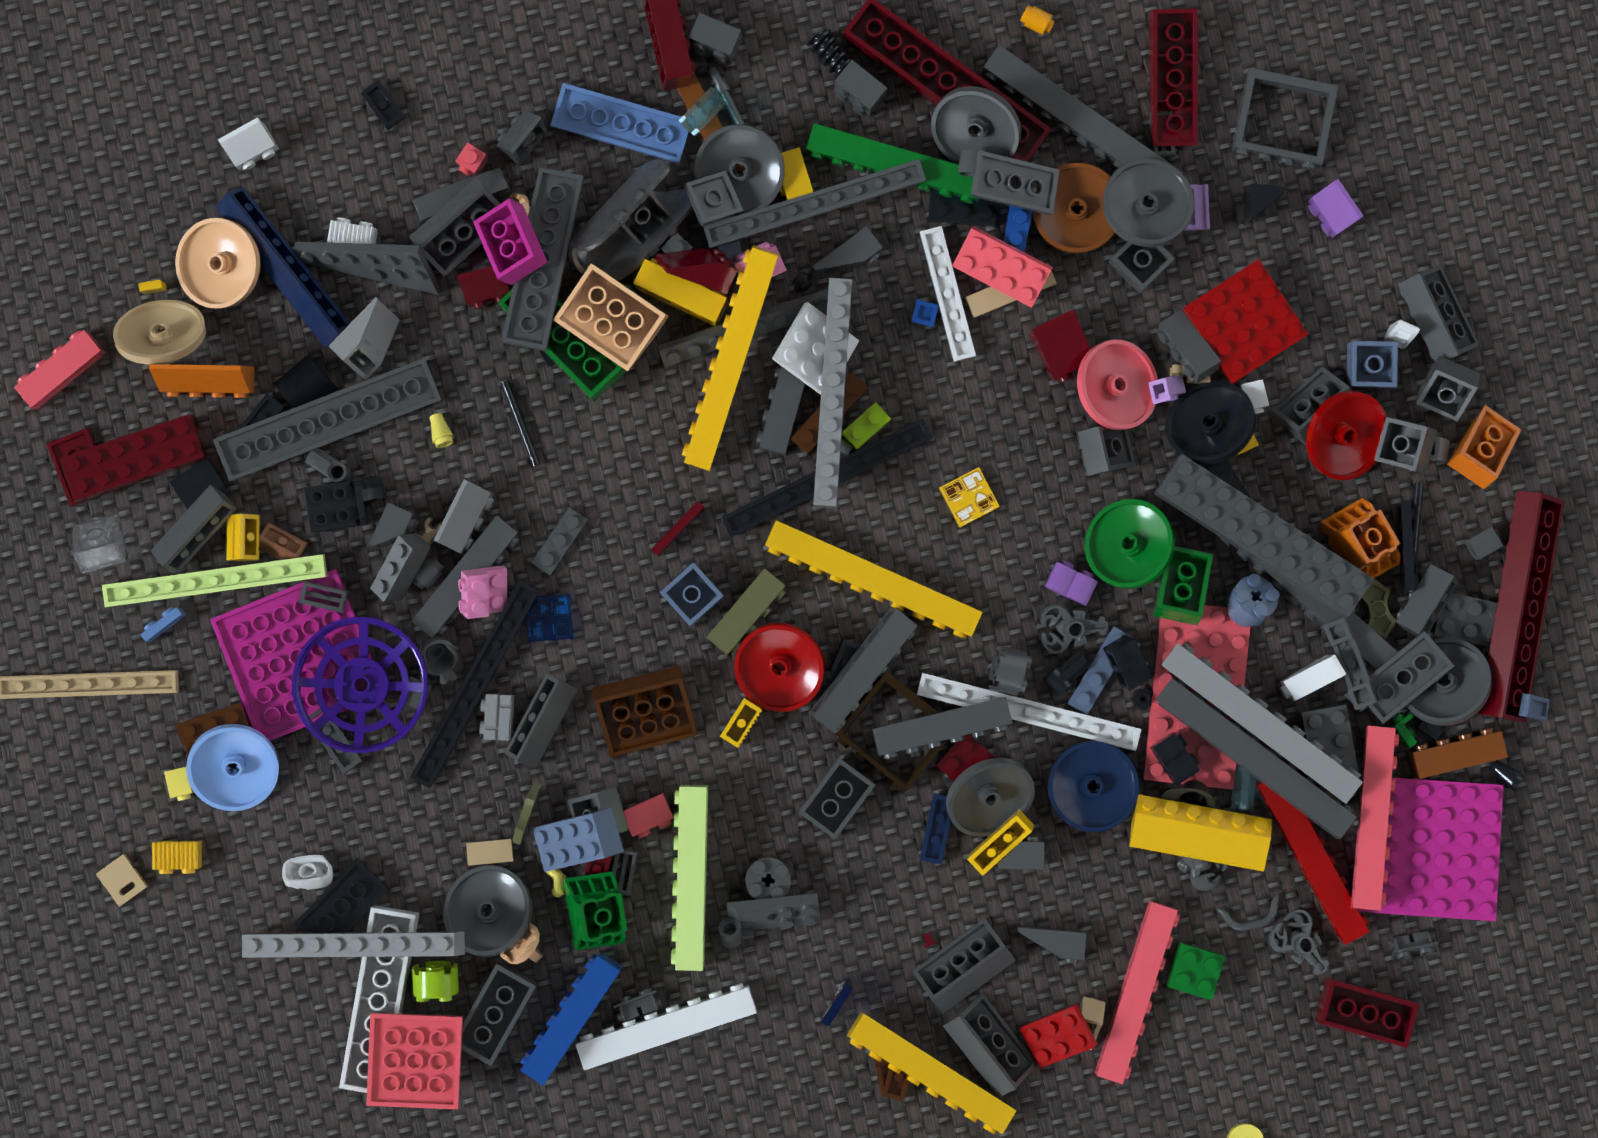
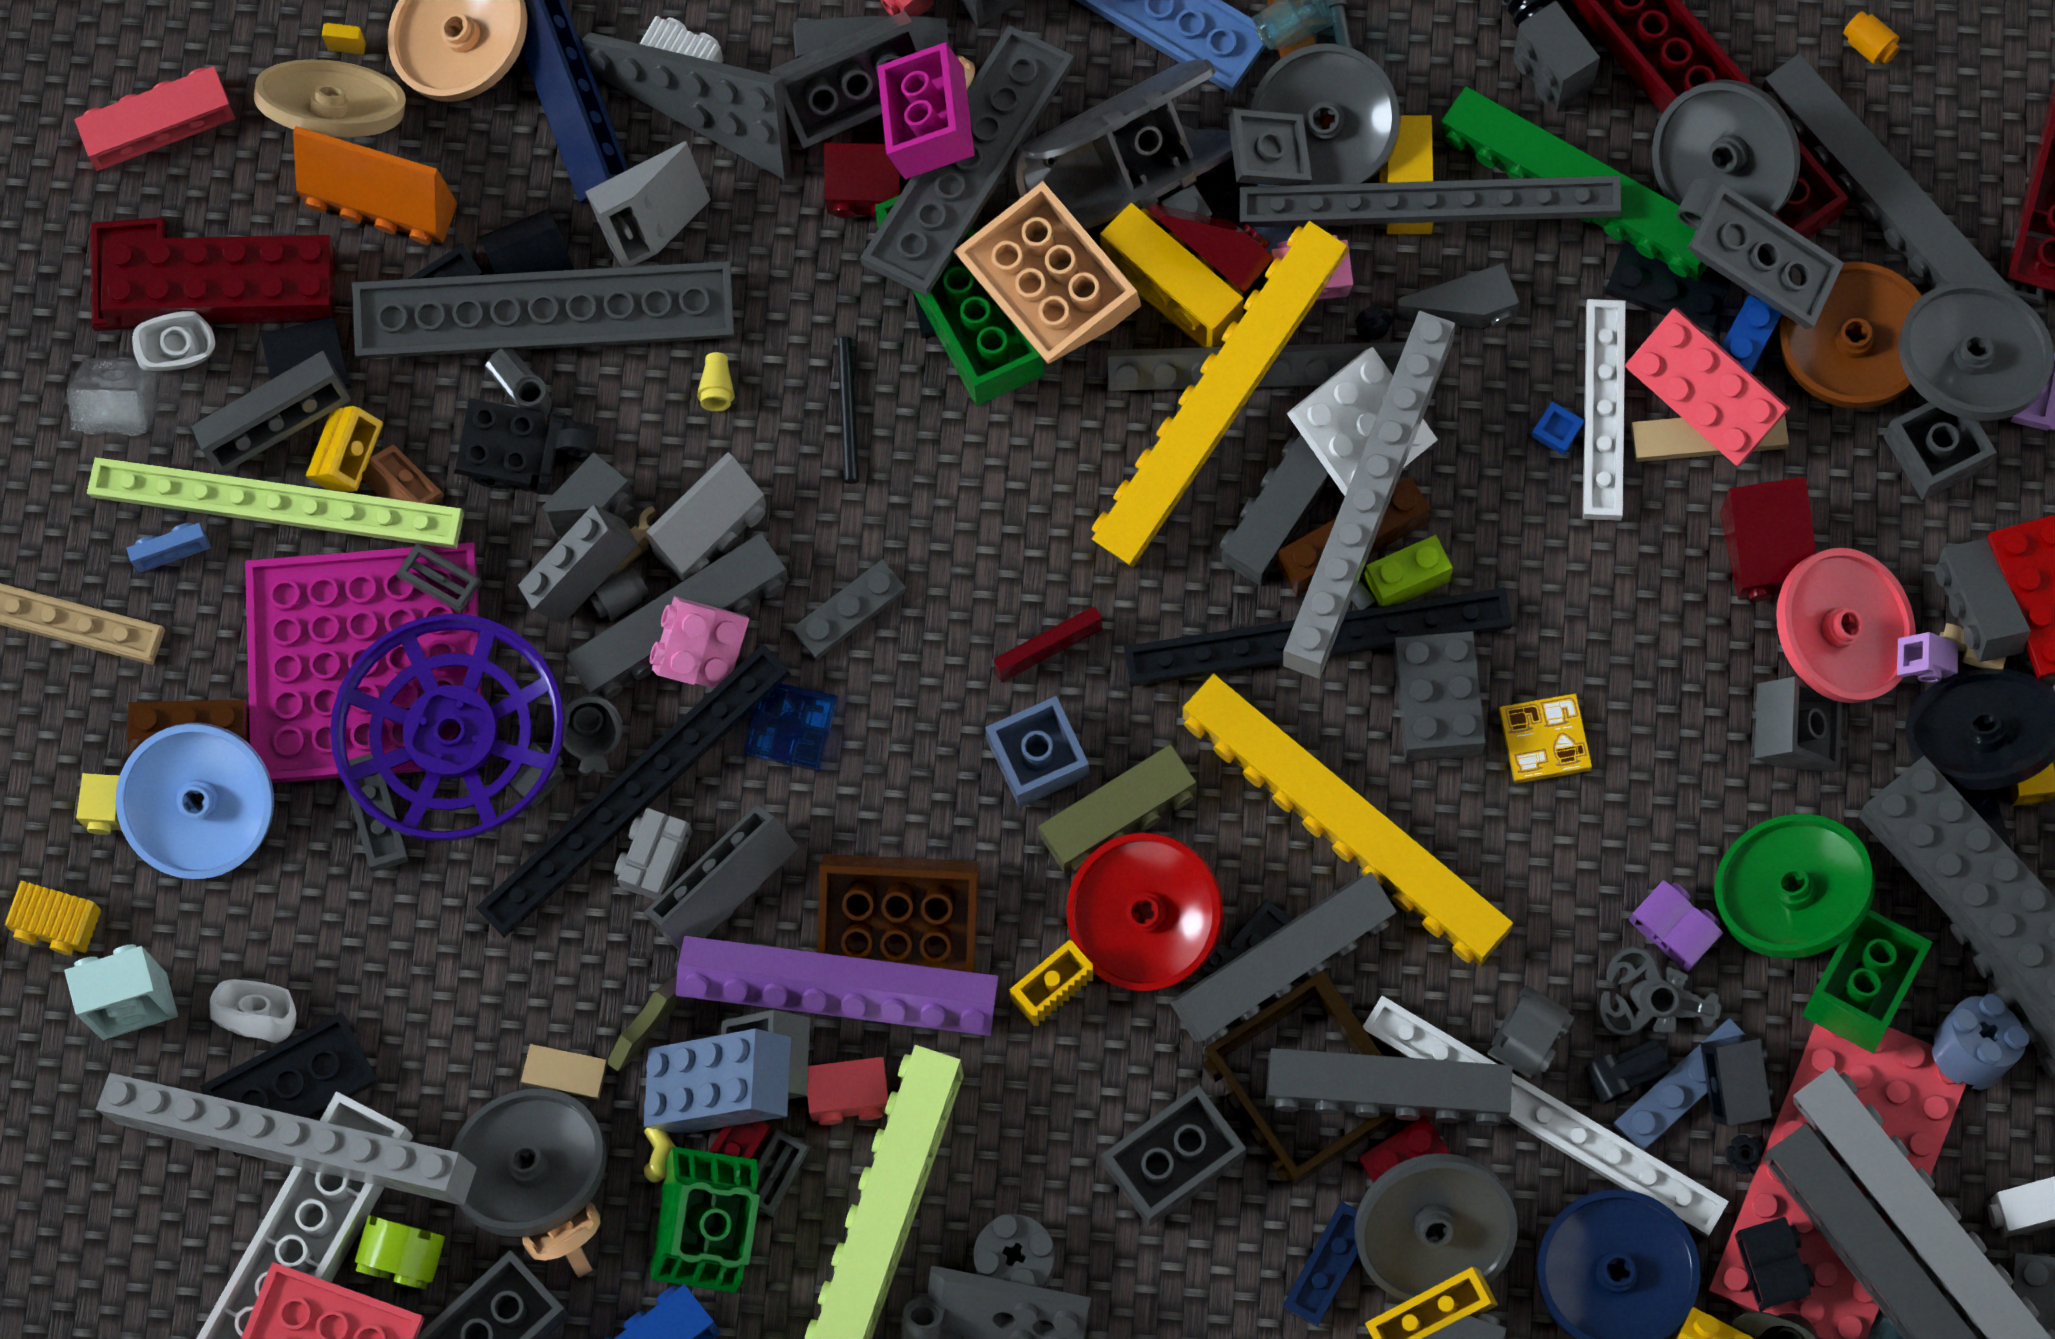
camera: 20 degrees right, 15 degrees down
(121, 504) = (173, 341): none -> white piece
(231, 890) = (120, 992): none -> light aqua brick
(624, 761) = (836, 985): none -> medium lavender brick
(904, 493) = (1439, 696): none -> dark grey brick

